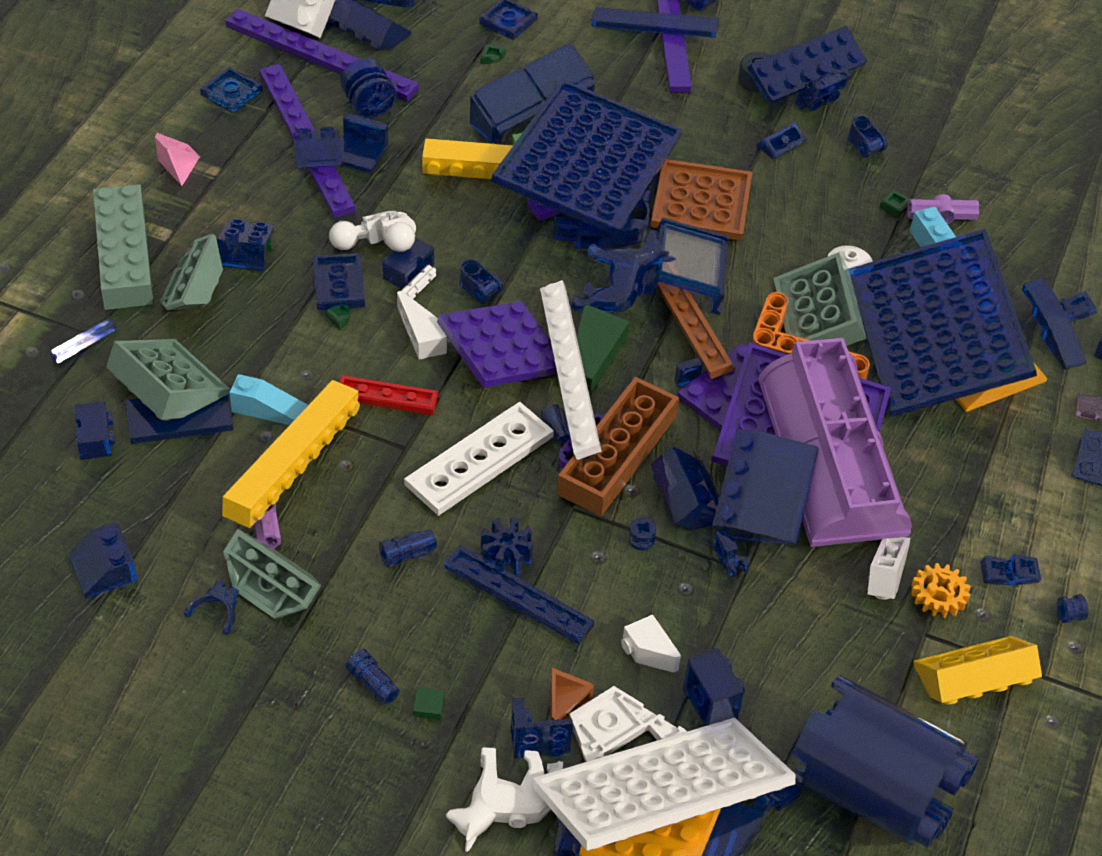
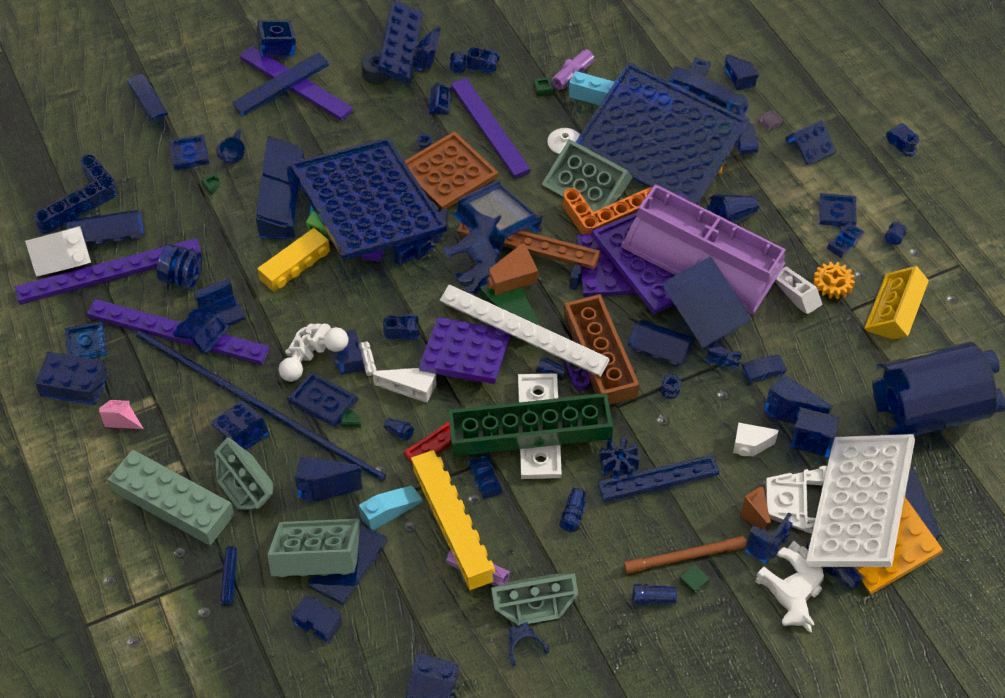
camera: 45 degrees left, 5 degrees up
(179, 103) = (71, 378): none -> clear blue brick
(243, 333) = (326, 479): none -> clear blue slope
(287, 251) = (262, 406): none -> clear blue piece
(363, 357) = (401, 429): none -> clear blue cone
(377, 456) = (484, 477): none -> clear blue slope
(402, 646) = (642, 564): none -> dark orange piece
(462, 442) = (530, 424): none -> dark green brick
(539, 39) = (231, 149): none -> clear blue hair
(626, 312) = (513, 271): none -> dark orange slope
(717, 156) = (424, 137): none -> clear blue bush
(728, 631) = (788, 396): none -> clear blue slope
(753, 597) = (762, 367): none -> clear blue slope
(792, 198) = (490, 128): none -> dark purple tile
(839, 122) = (458, 61): none -> clear blue wheel
(925, 443) = (733, 207): none -> clear blue cone
(1042, 391) = (748, 142): none -> clear blue beam
(1043, 538) = (837, 209): none -> clear blue tile

